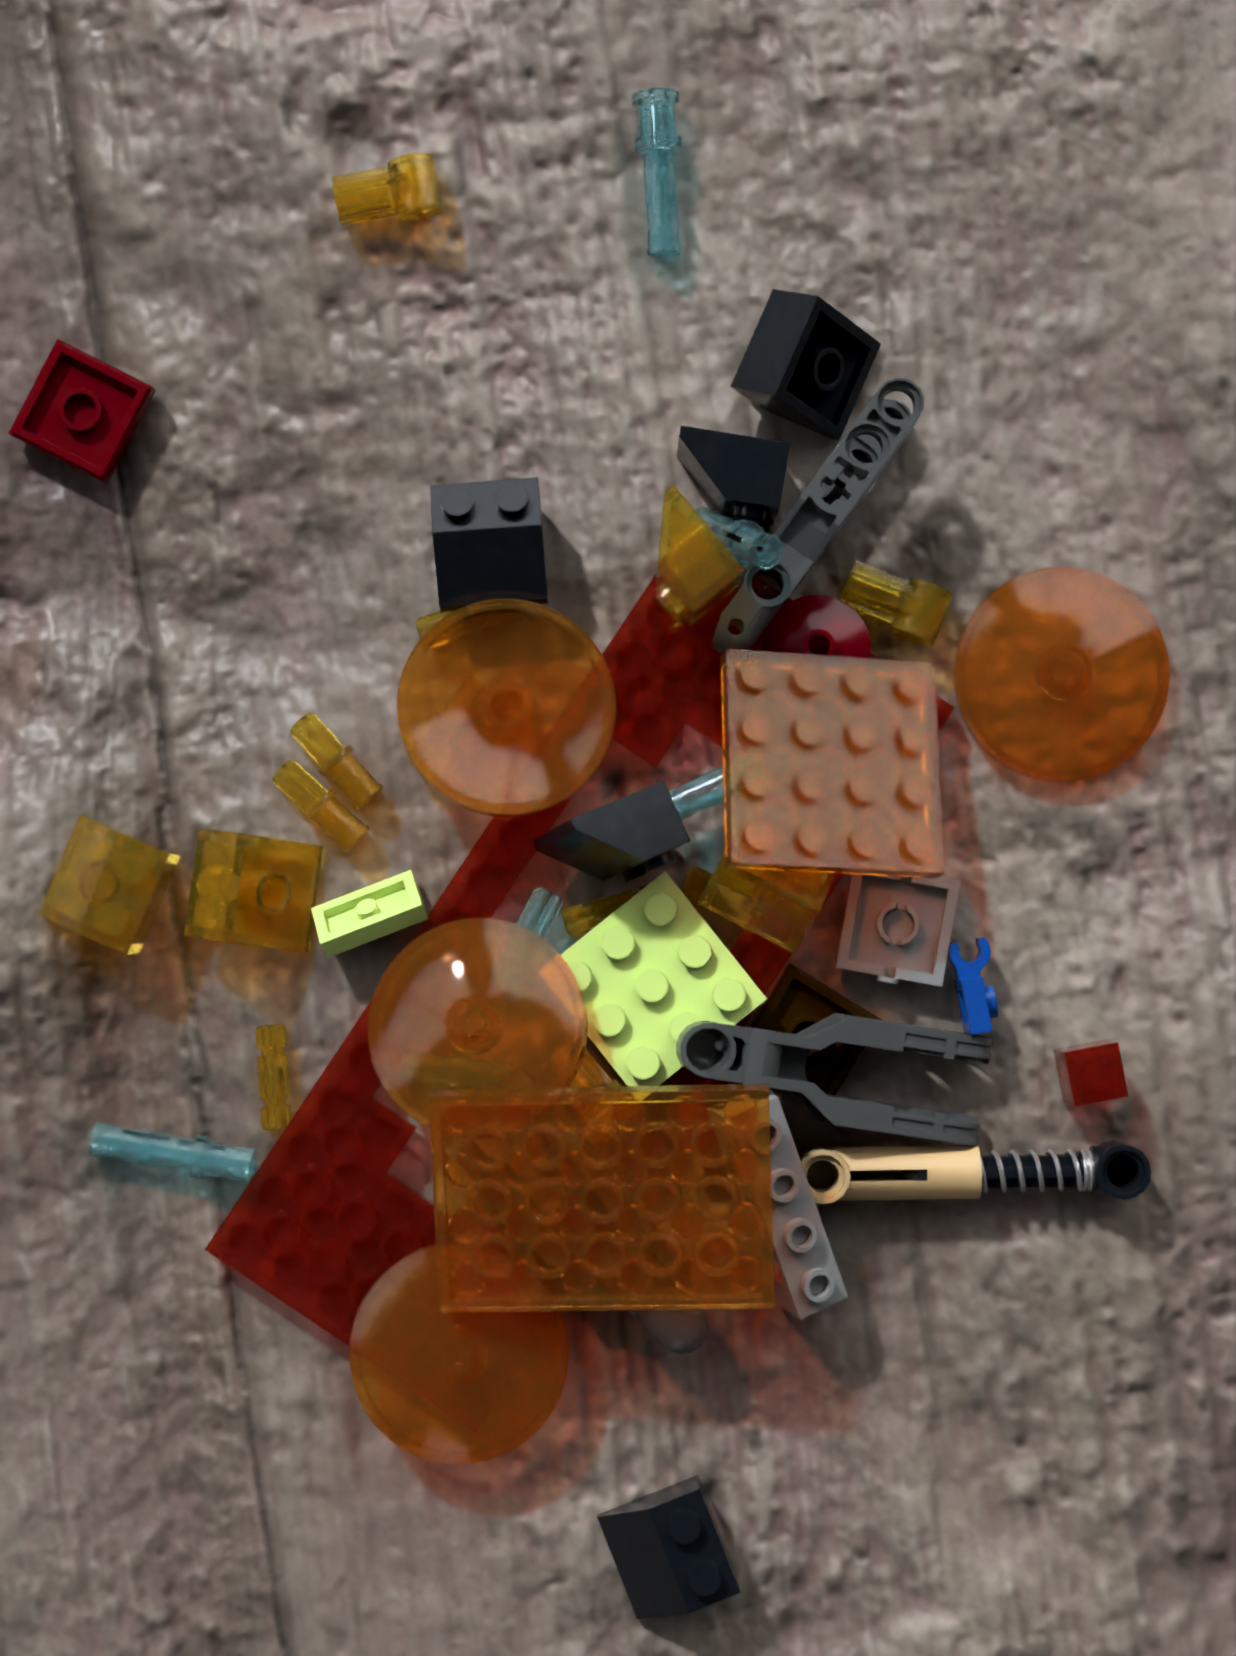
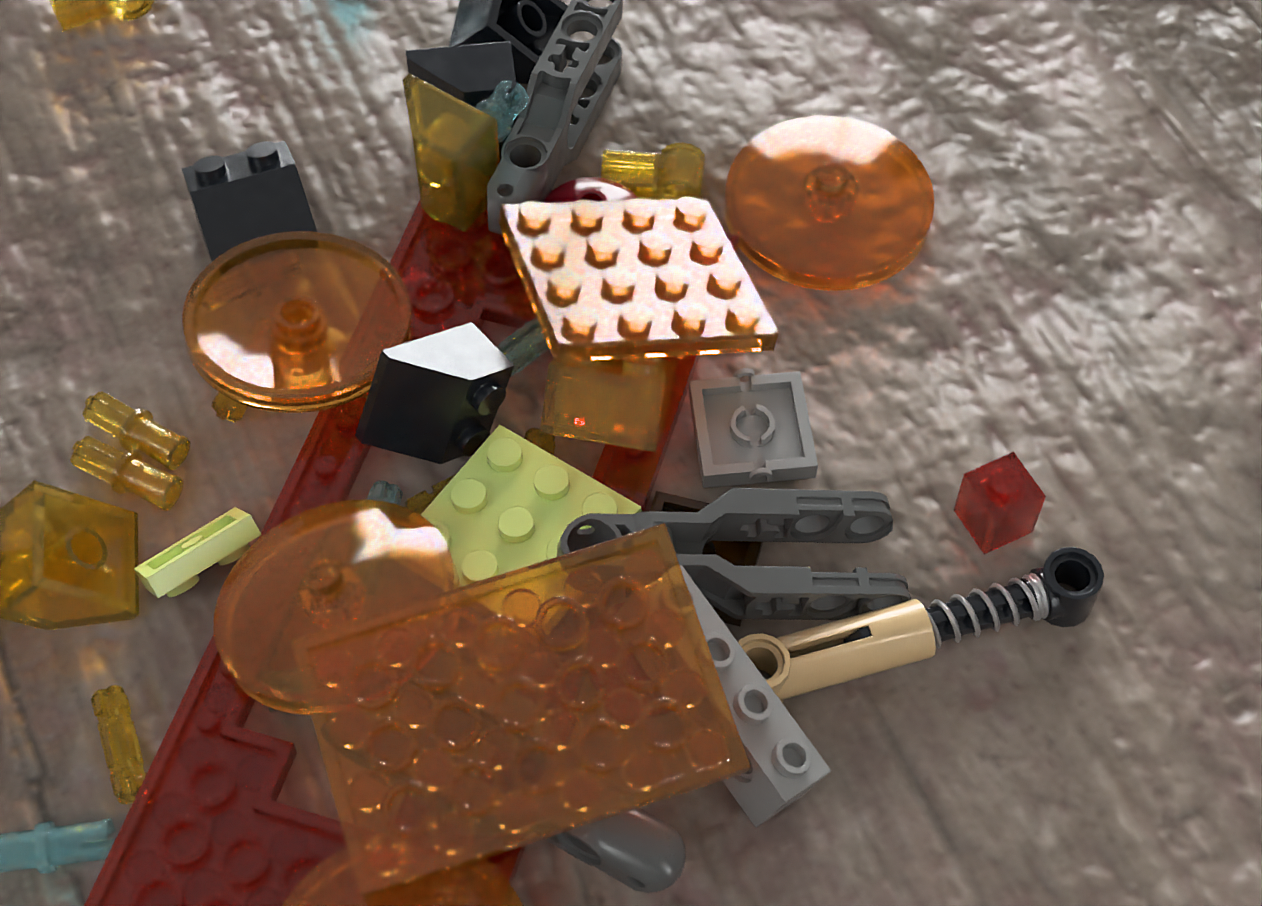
camera: 15 degrees left, 30 degrees down
(975, 1001) = (849, 463): blue plate -> none

